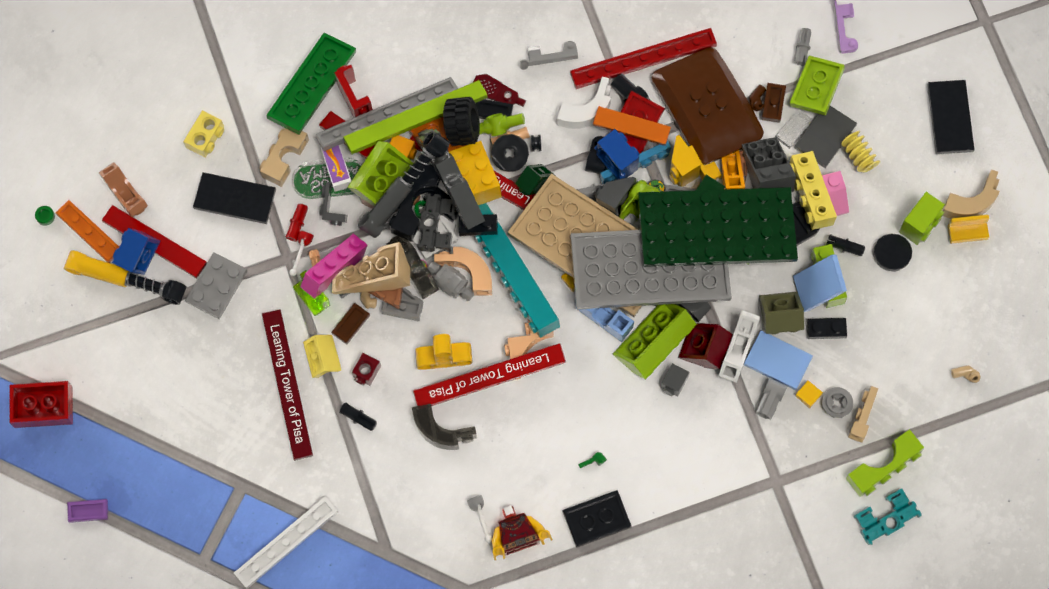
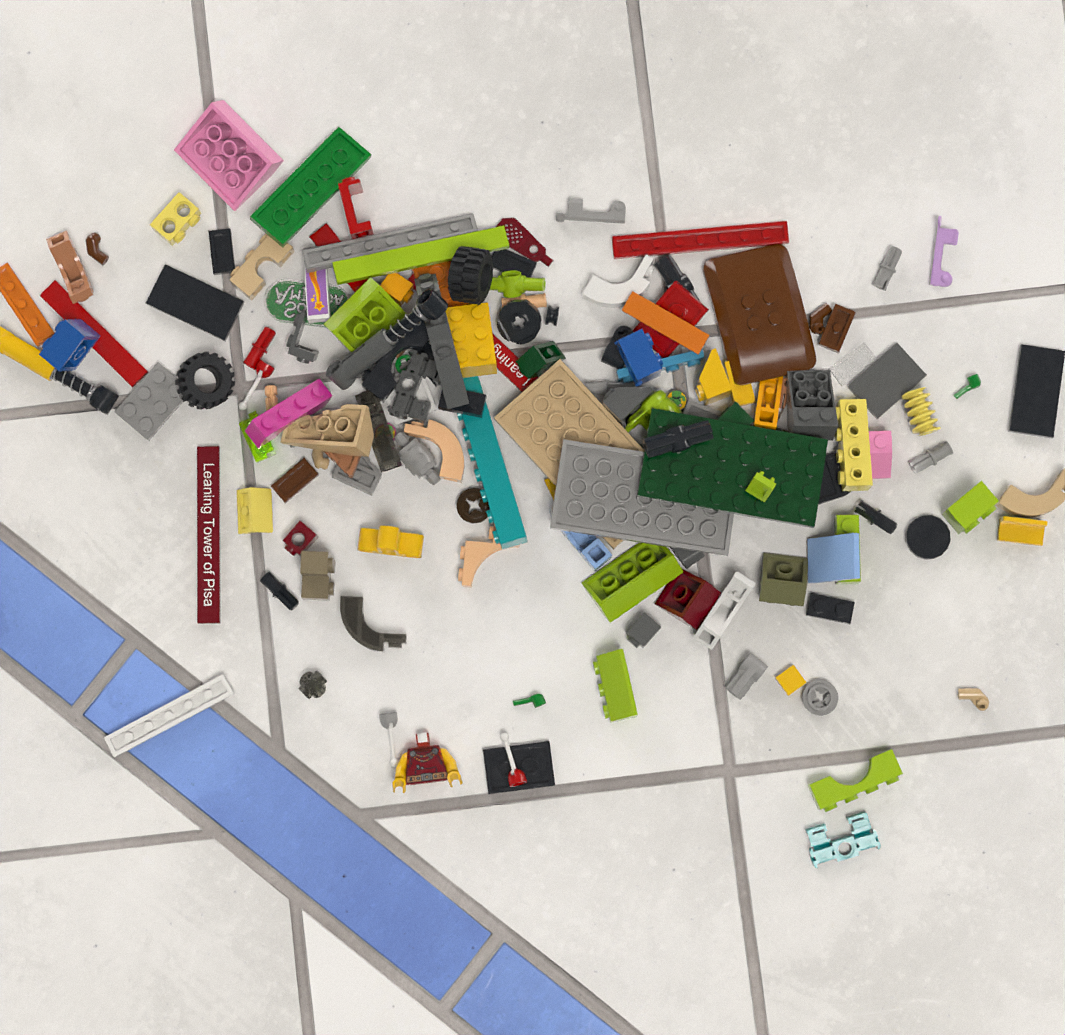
camera: 15 degrees right, 10 degrees up
(139, 174) = (92, 245): none -> reddish brown arm
(236, 74) = (228, 154): none -> bright pink slope
(248, 152) = (222, 251): none -> black tile
(267, 246) = (222, 376): none -> black tyre
(386, 394) = (316, 575): none -> dark tan brick
(404, 487) = (312, 684): none -> clear smoke gear
(490, 376) = (436, 580): red tile -> none
(498, 313) = (463, 506): none -> dark brown gear
(596, 525) = (516, 776): none -> hinge
(663, 429) = (615, 686): none -> lime slope
(666, 210) = (678, 439): none -> black piece
(745, 233) = (761, 486): none -> lime tile
(778, 360) = (766, 633): light blue tile -> none
(817, 85) = (891, 319): lime plate -> none
(859, 429) = (836, 735): tan plate -> none
(878, 187) = (931, 457): none -> light grey axle
(897, 119) = (974, 382): none -> green hand

